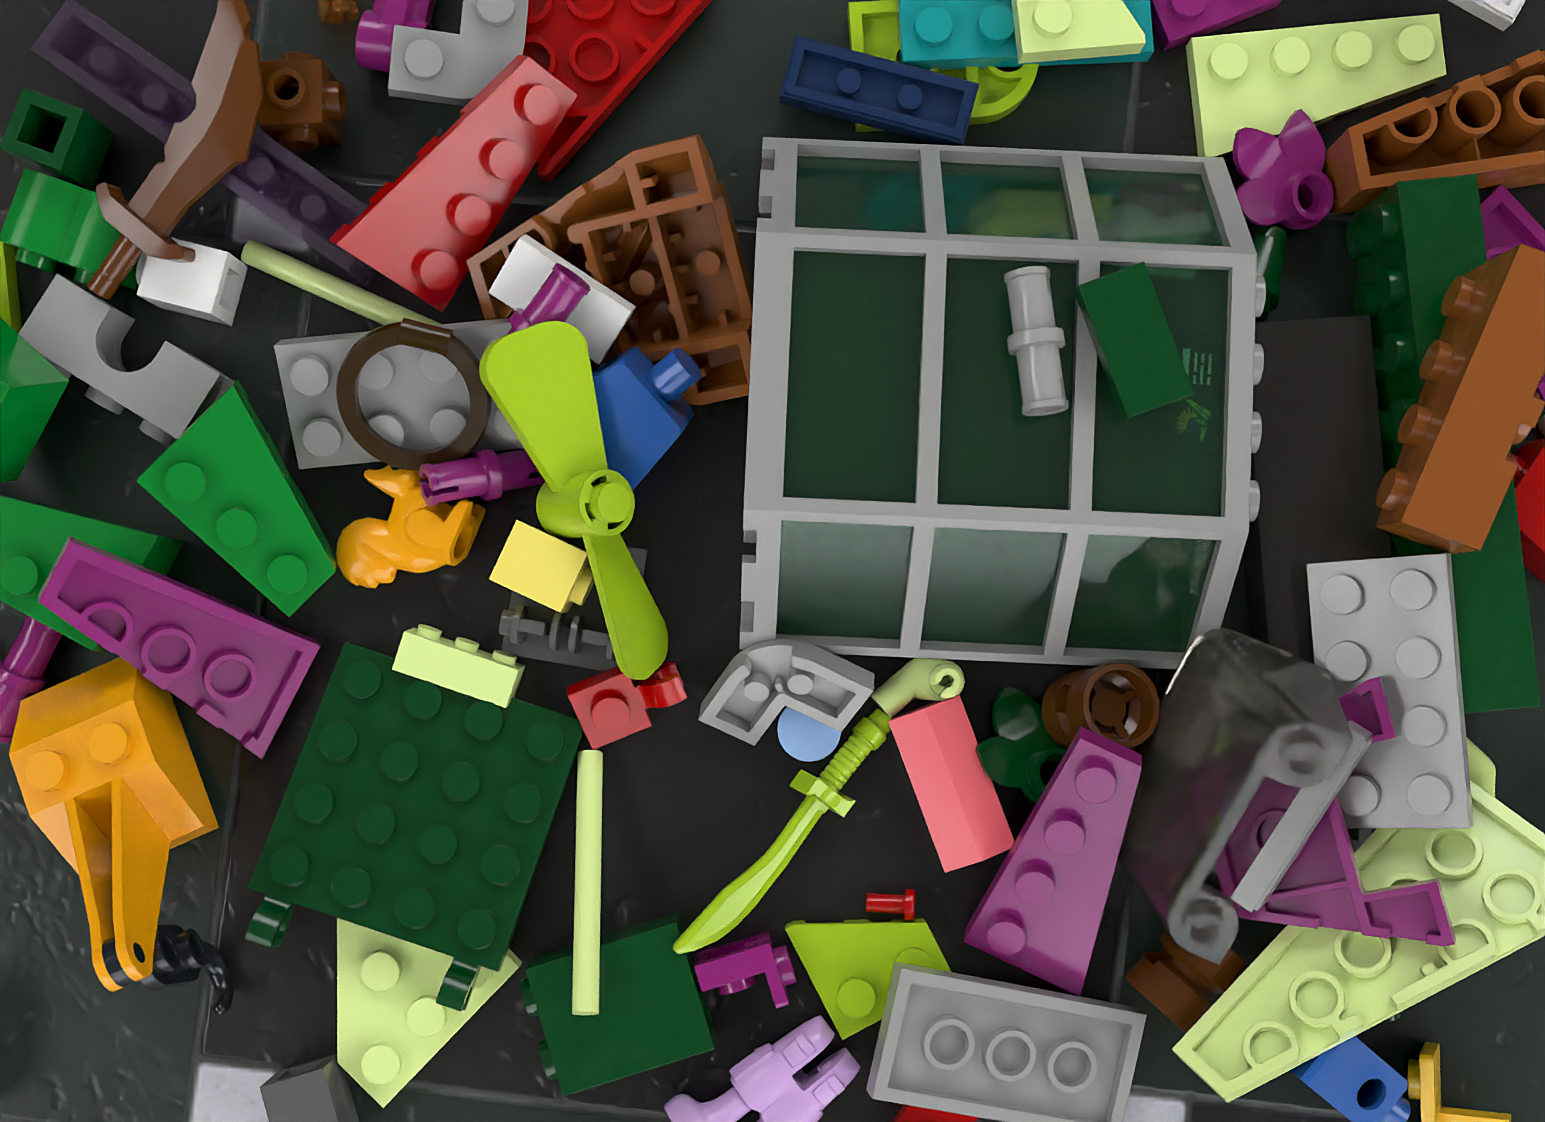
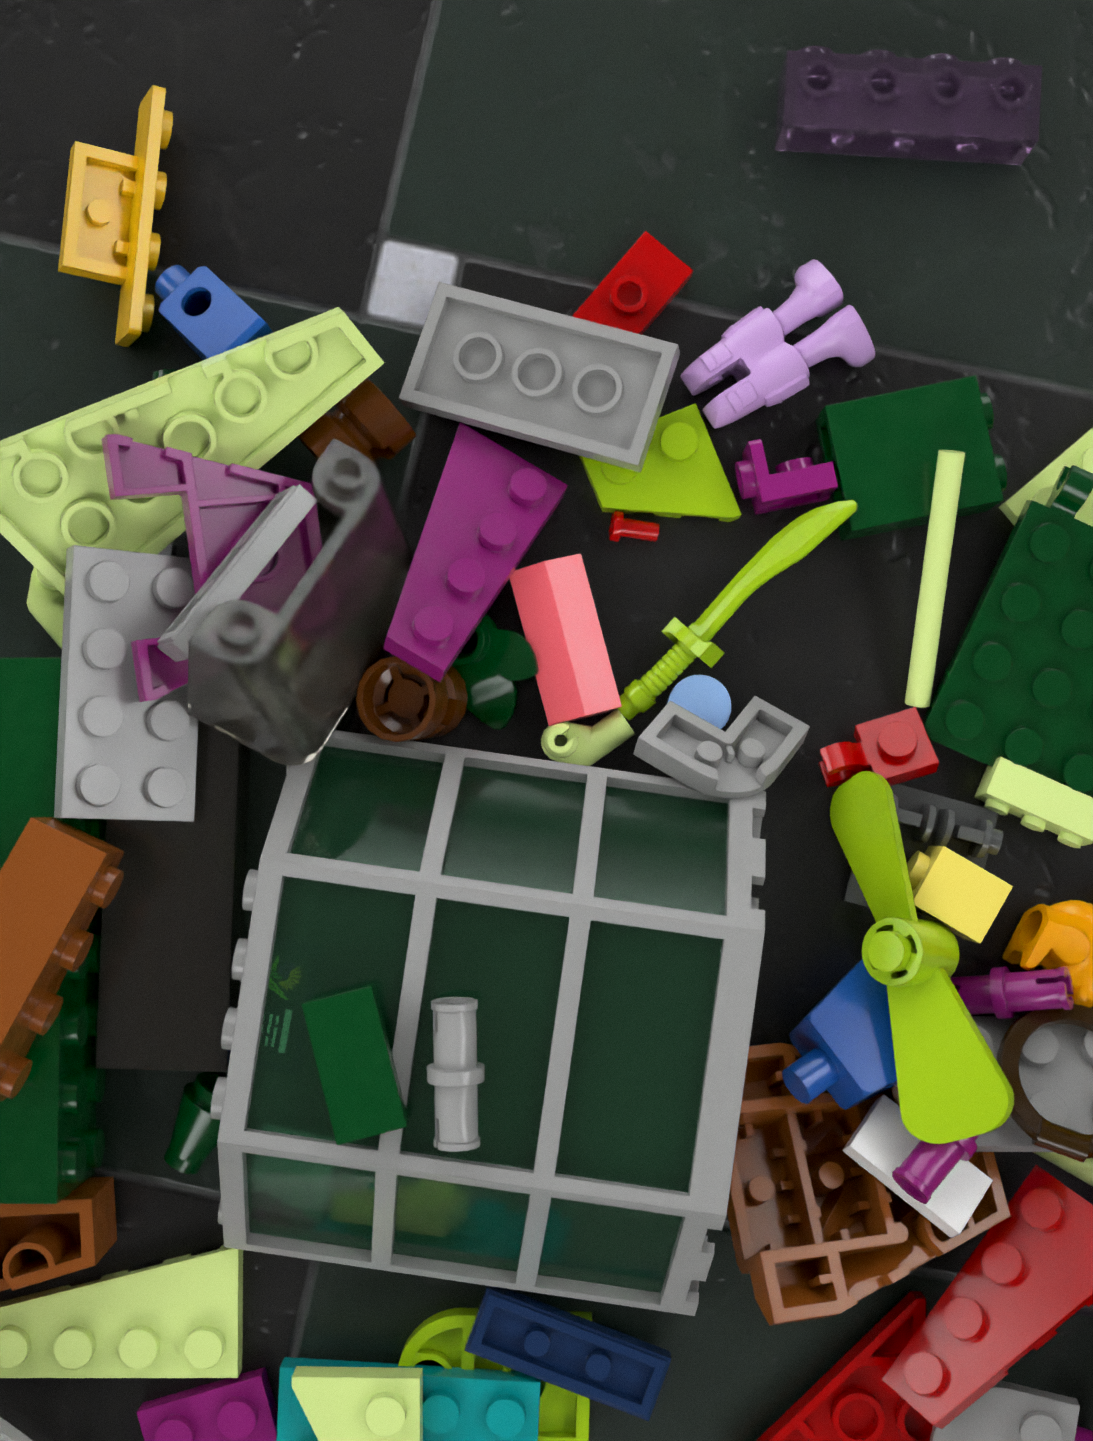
camera: 165 degrees left, 0 degrees up
(1281, 172) = (168, 1229): magenta plate -> none

